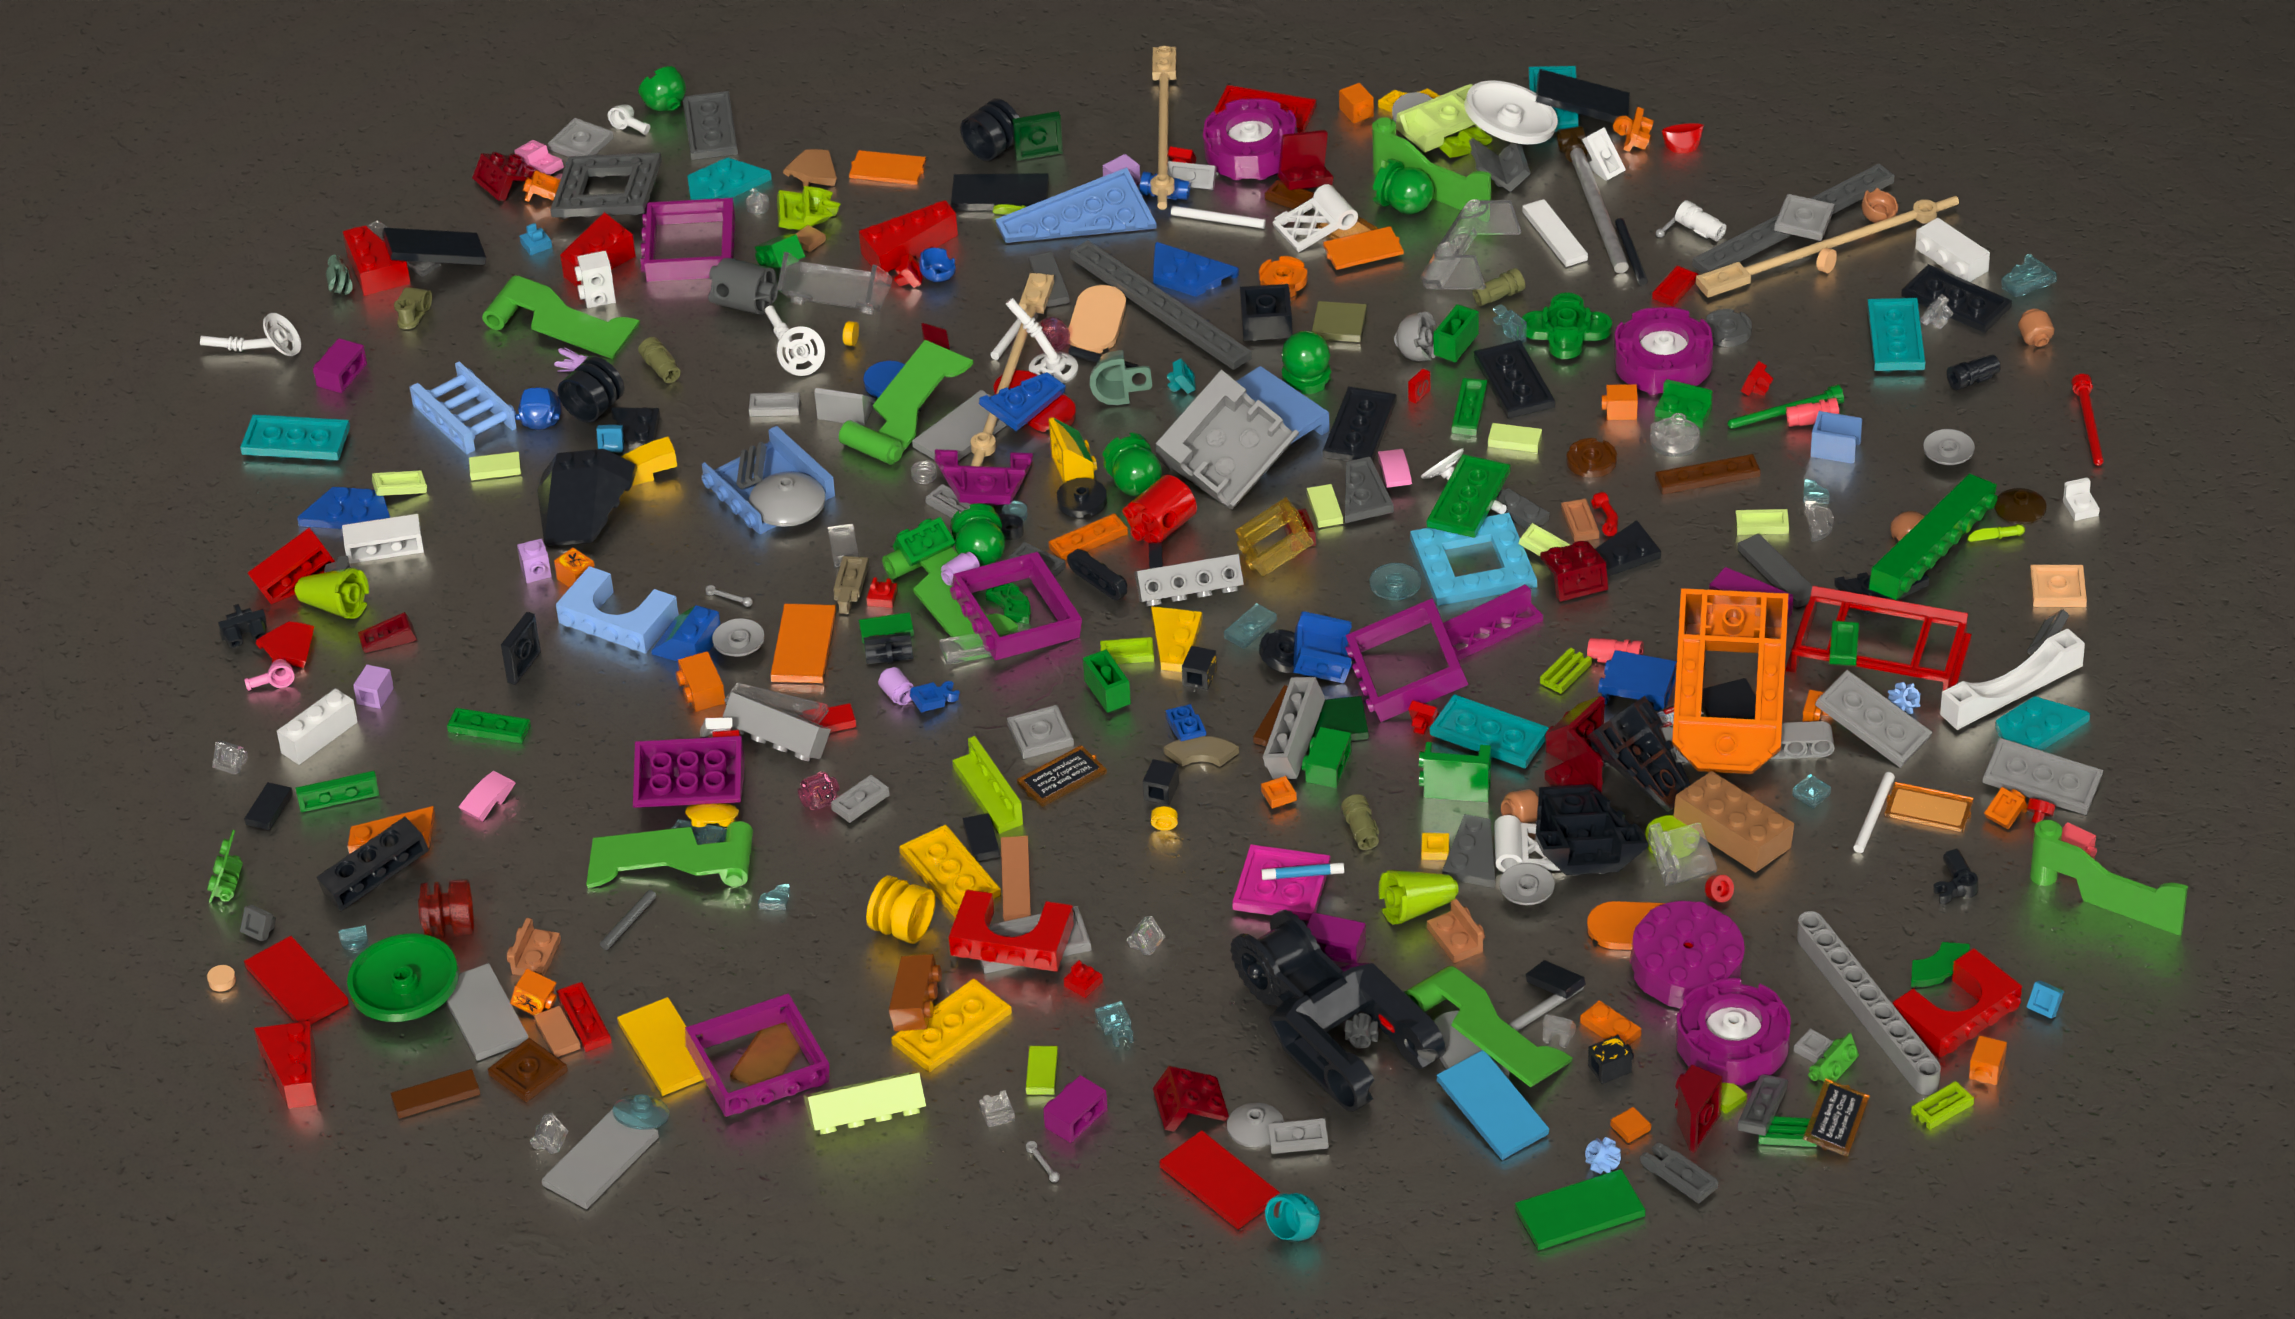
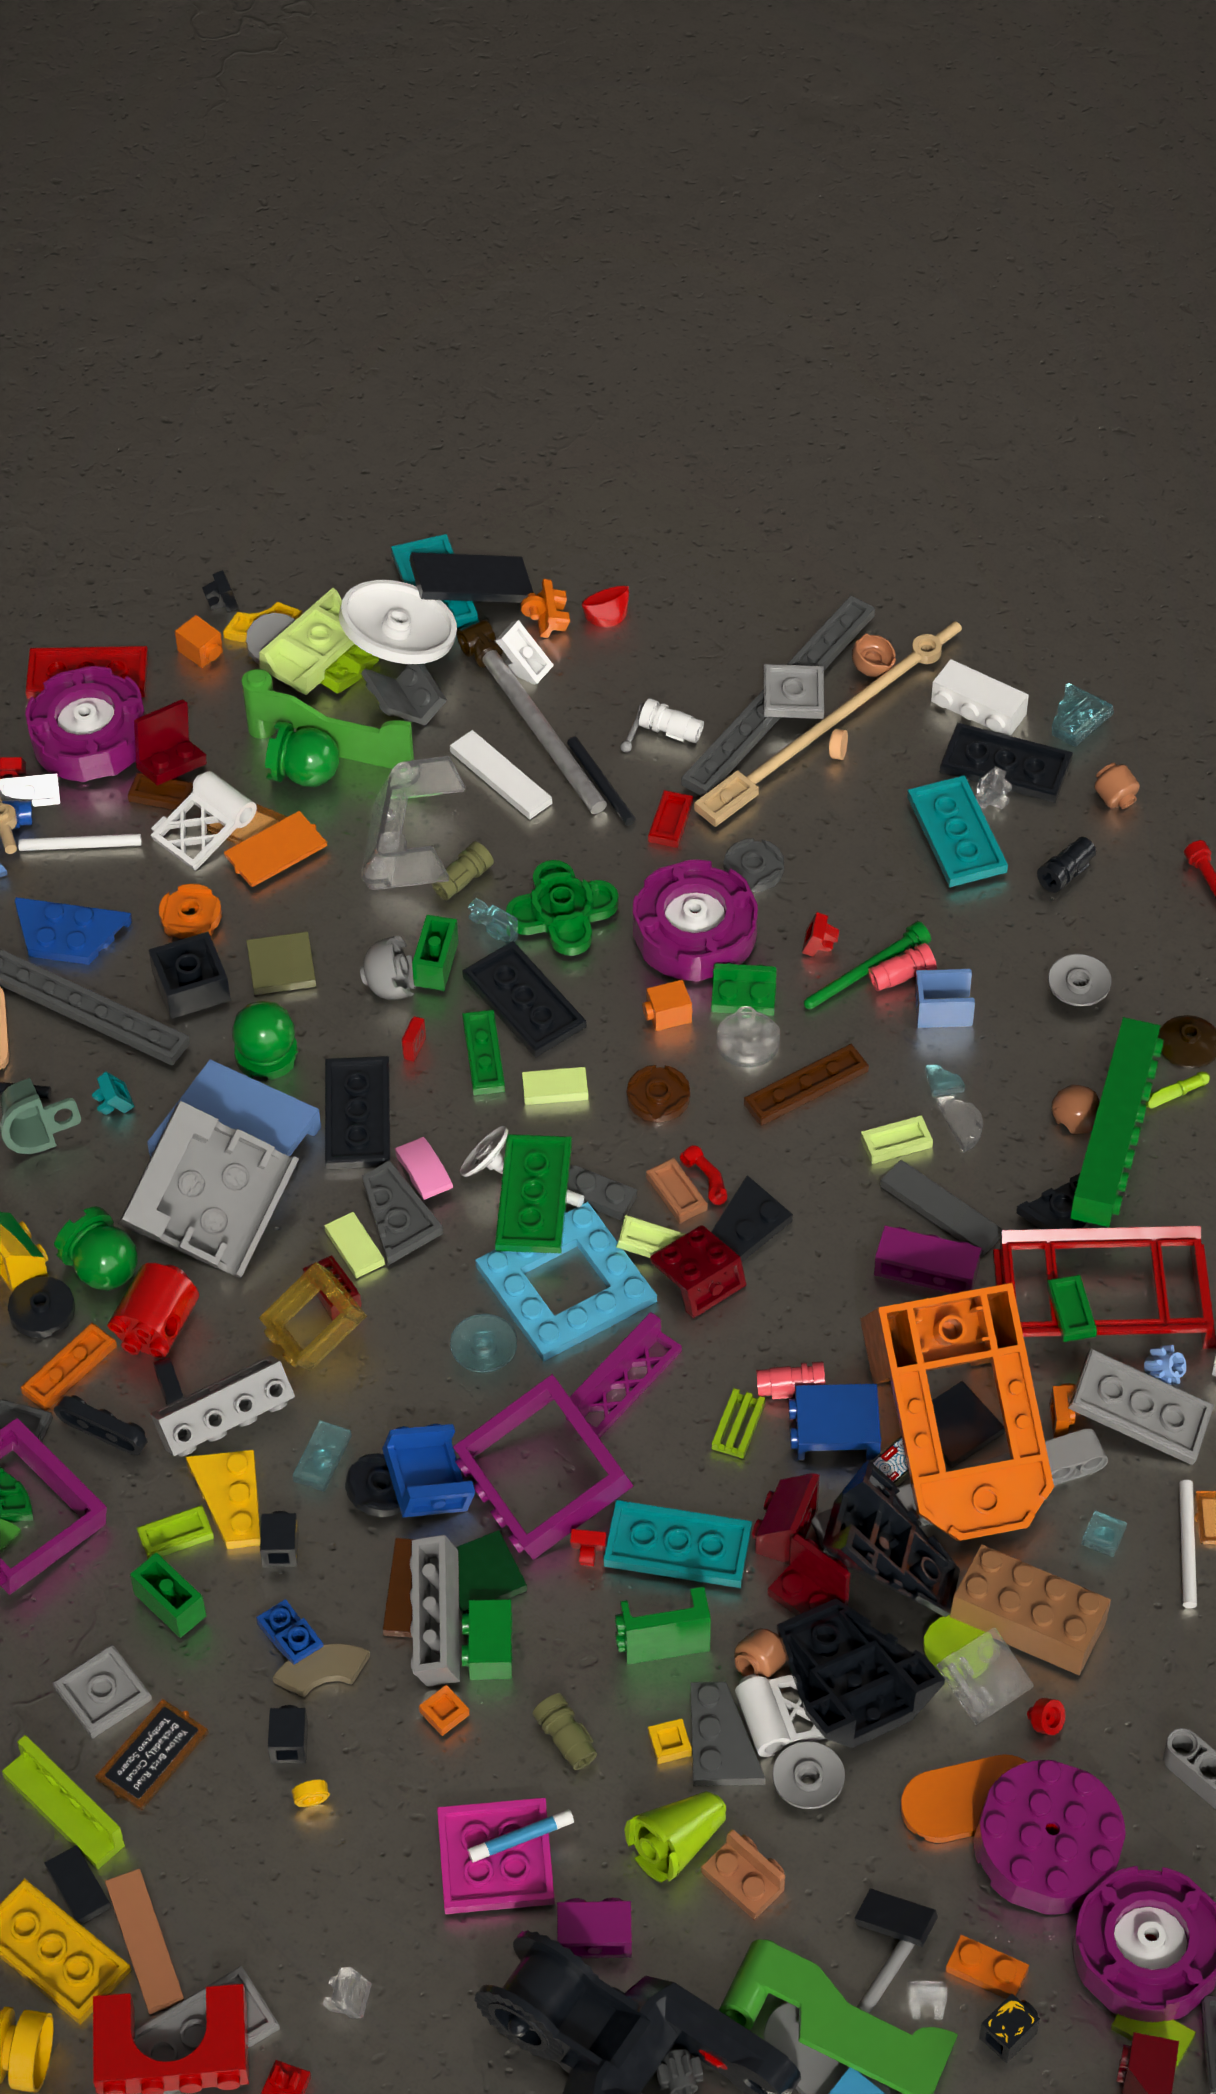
camera: 20 degrees left, 10 degrees up
(1387, 74) = (220, 593): none -> black tile

